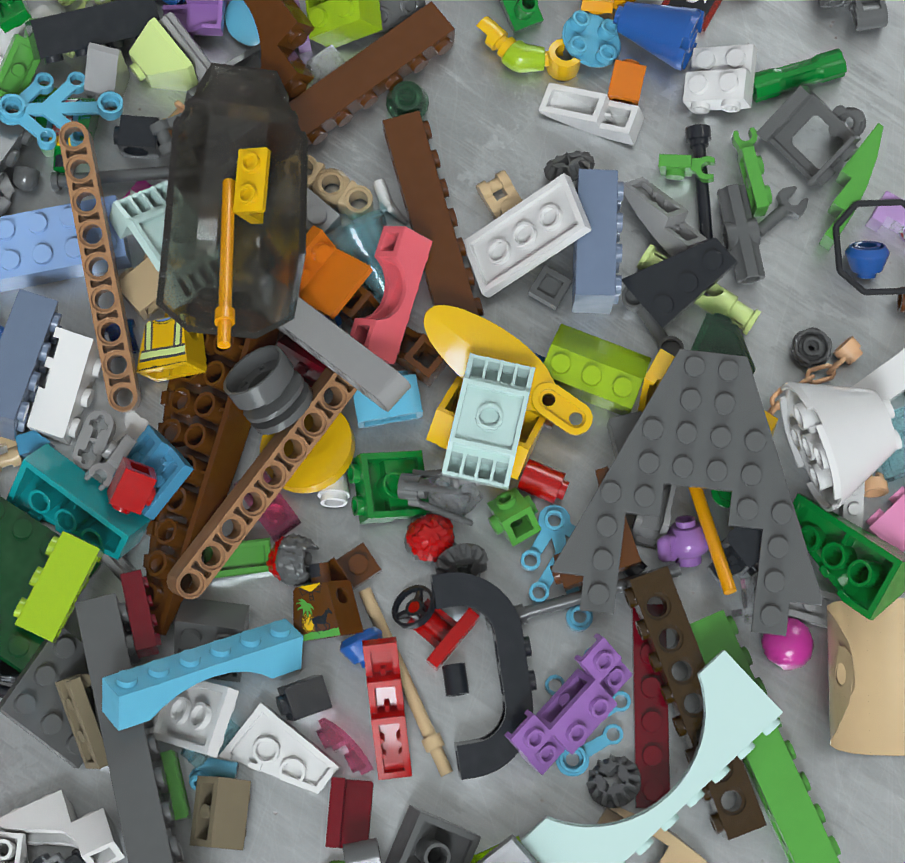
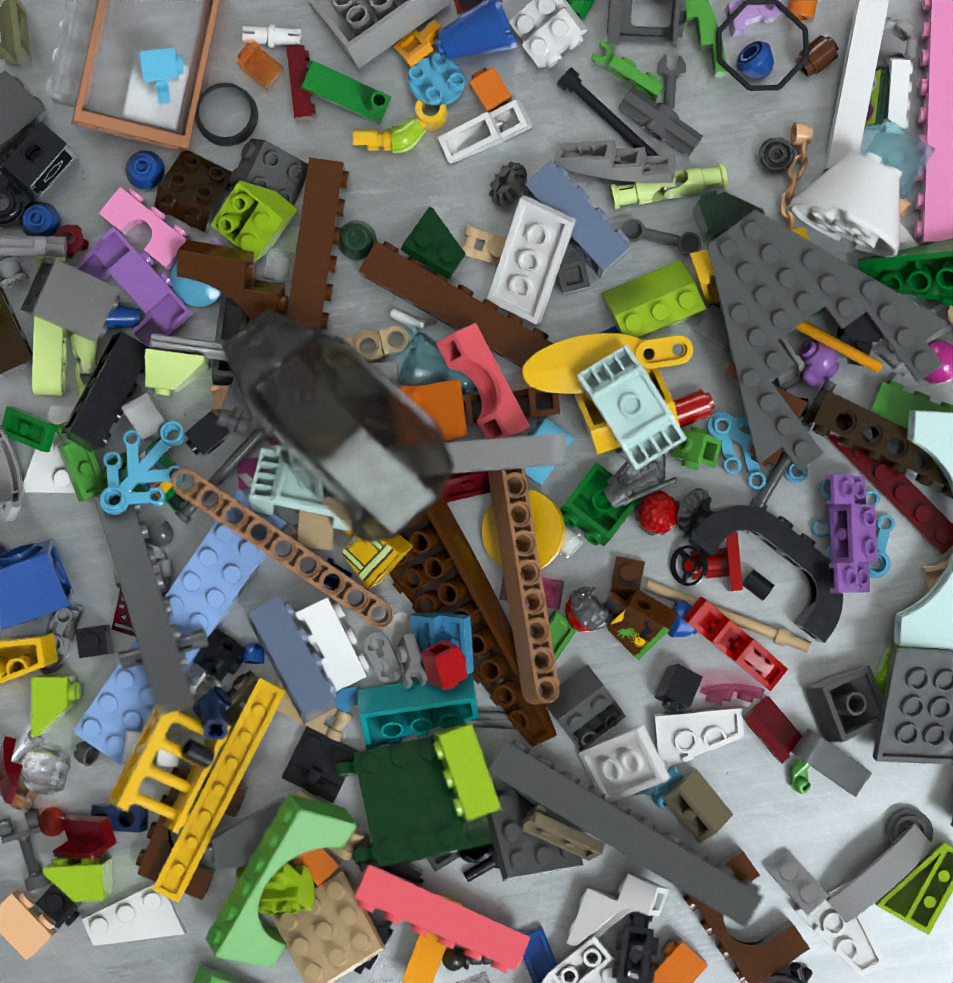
camera: 45 degrees left, 10 degrees up
(139, 613) = (534, 740): dark red piece -> none
(142, 691) = (591, 781): medium azure arch -> none
(176, 785) = (652, 815): bright green tile -> none
(225, 313) = (407, 504): light orange bar -> none
(252, 184) = (328, 399): yellow bracket -> none
(268, 390) = (471, 521): dark grey wheel -> none
(462, 158) = (434, 245): none -> dark green wing
(618, 794) = (926, 558): dark grey gear -> none
(678, 166) = (578, 115): bright green plate -> none
(680, 280) = (656, 197): black wing -> none

